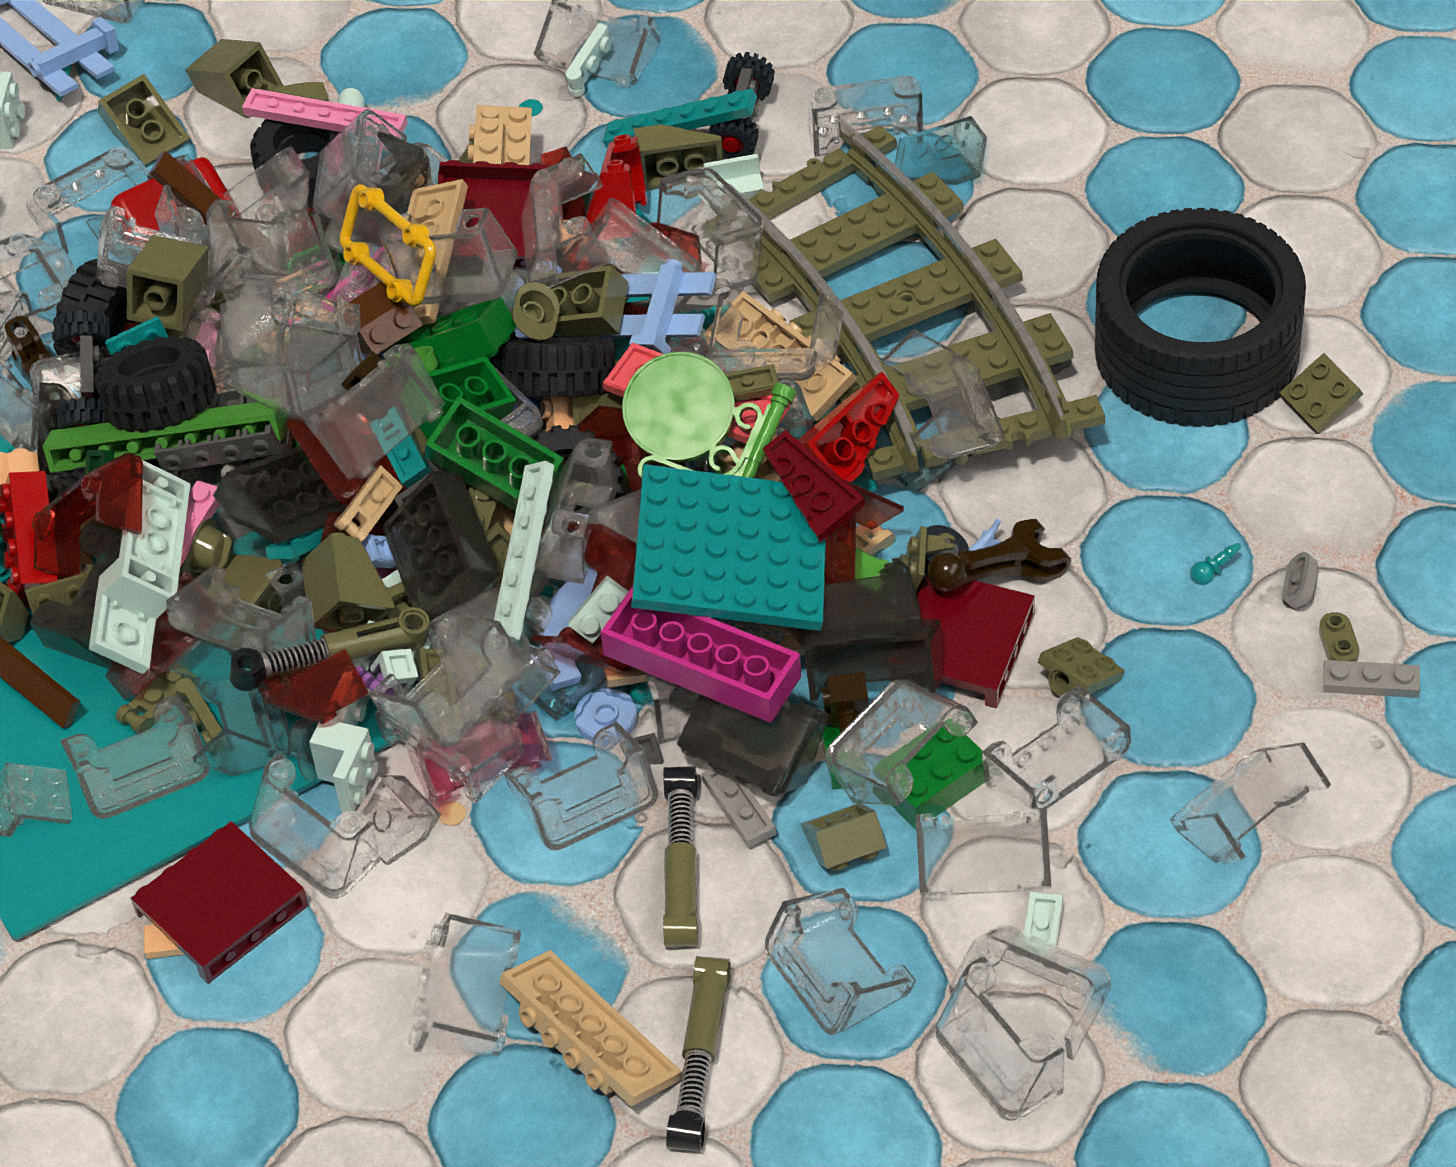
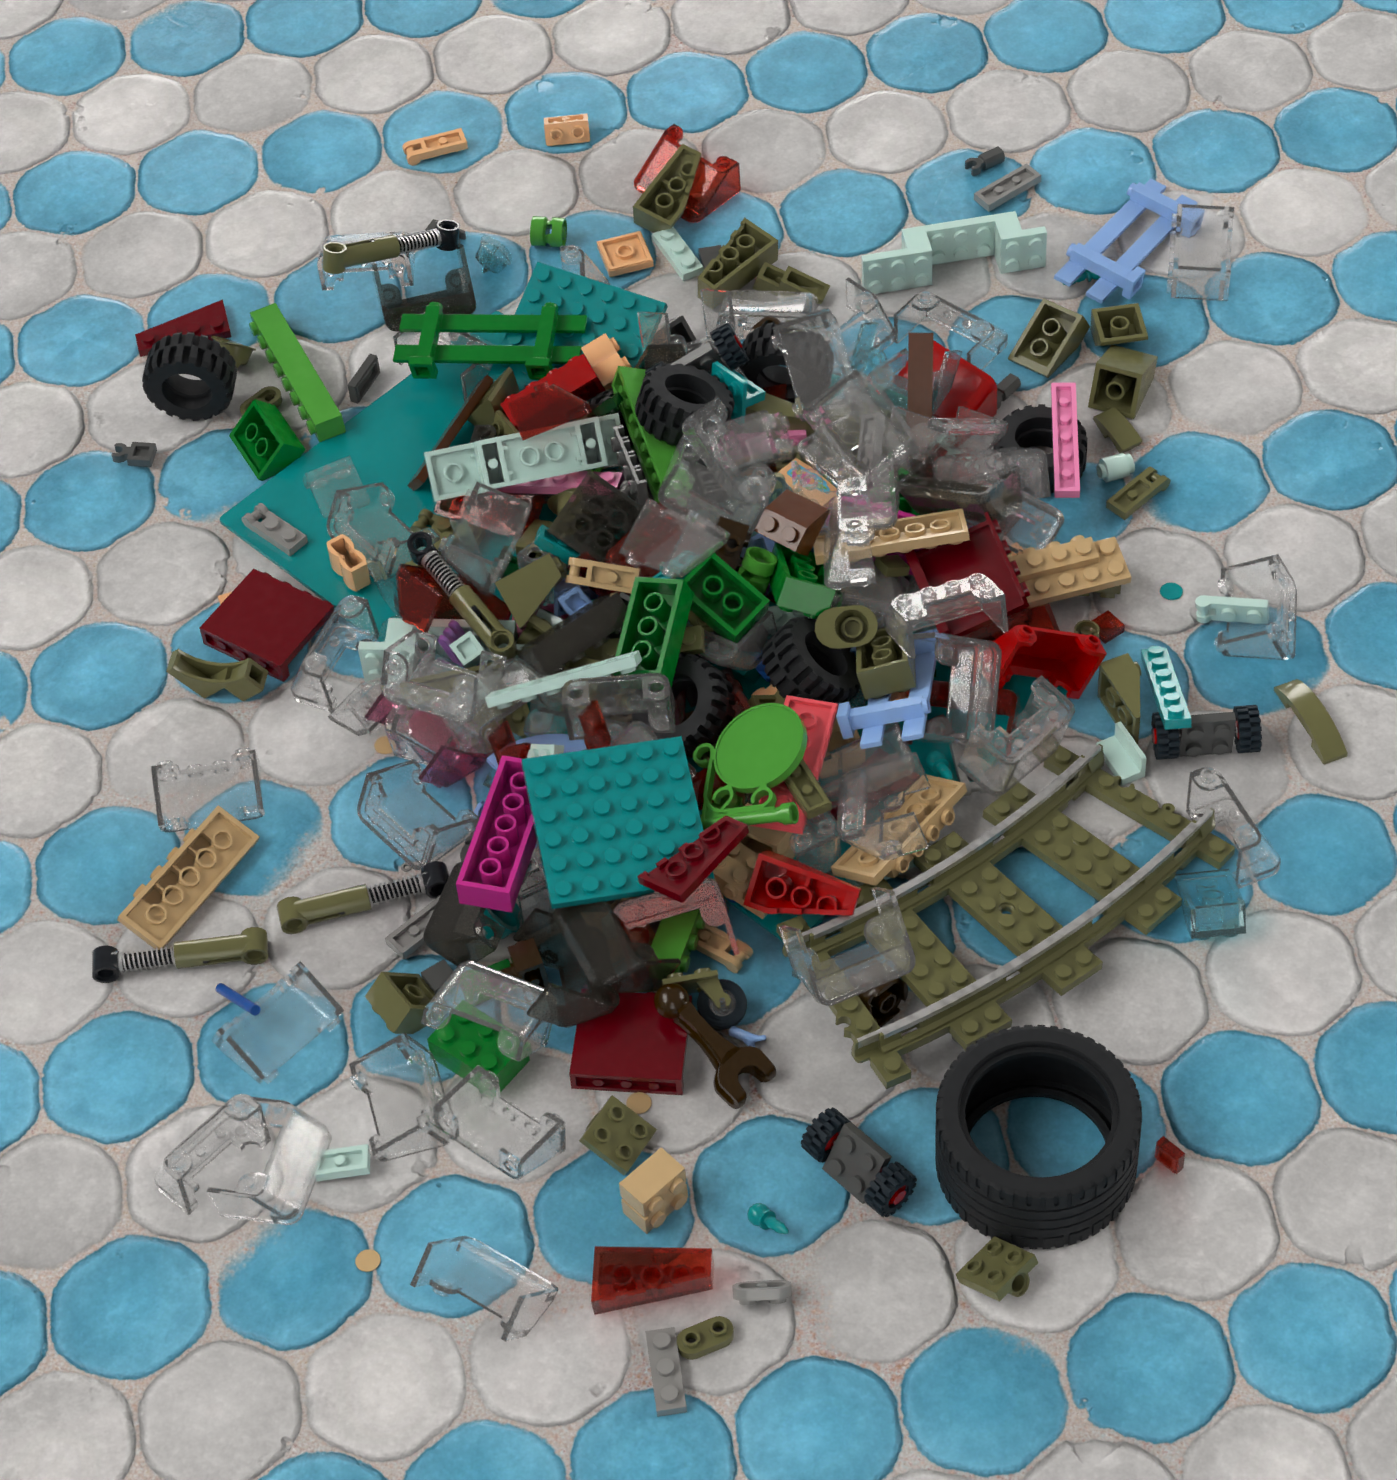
camera: 75 degrees right, 0 degrees up
(67, 874) = (274, 530): none -> light grey plate
(165, 58) = (1117, 325): none -> olive slope
(166, 281) = (789, 375): olive slope -> none
(173, 793) = (348, 562): none -> light nougat brick
(284, 967) = (205, 677): none -> olive arch
(392, 97) = (1137, 492): none -> olive plate
(412, 234) = (832, 494): yellow bar -> none
(740, 35) = (1314, 718): none -> olive slope
(793, 991) = (238, 999): none -> blue bar
(813, 802) = (436, 975): none -> dark grey tile
(1031, 651) = (639, 1102): none -> tan sticker
(1167, 639) = (654, 1190): none -> tan piece
(1169, 924) = (367, 1260): none -> tan sticker
(1175, 471) = (858, 1162): none -> plate
(1264, 672) = (647, 1275): none -> clear red wedge

